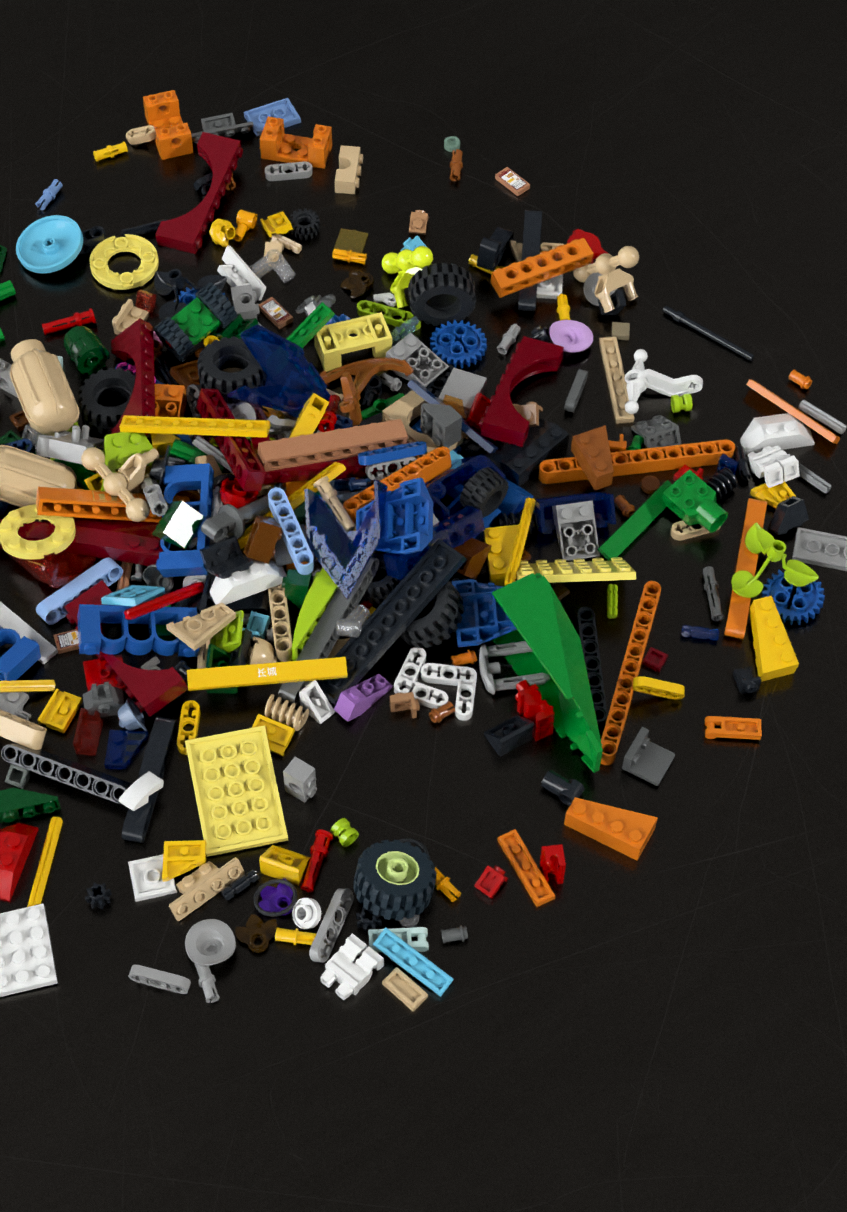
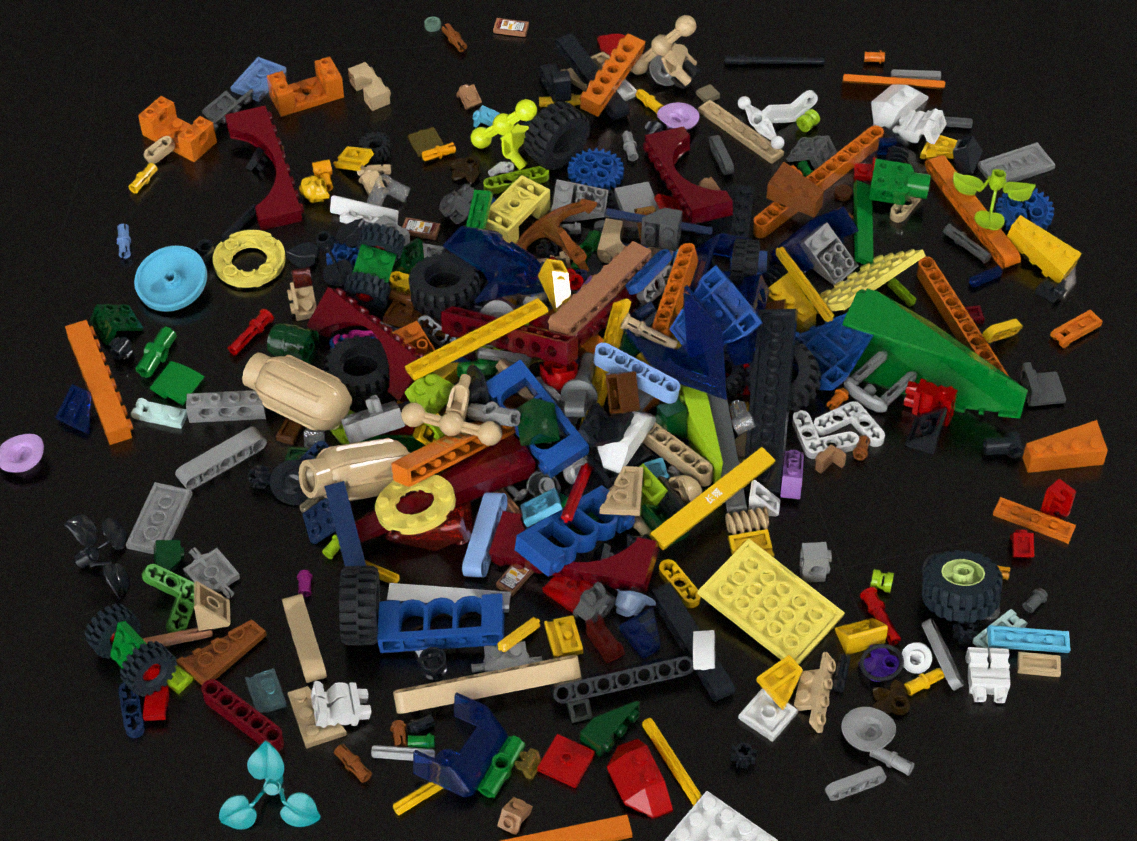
camera: 35 degrees left, 5 degrees down
(300, 166) = (308, 120): light grey beam -> none
(404, 329) = (550, 176): clear light blue plate -> none

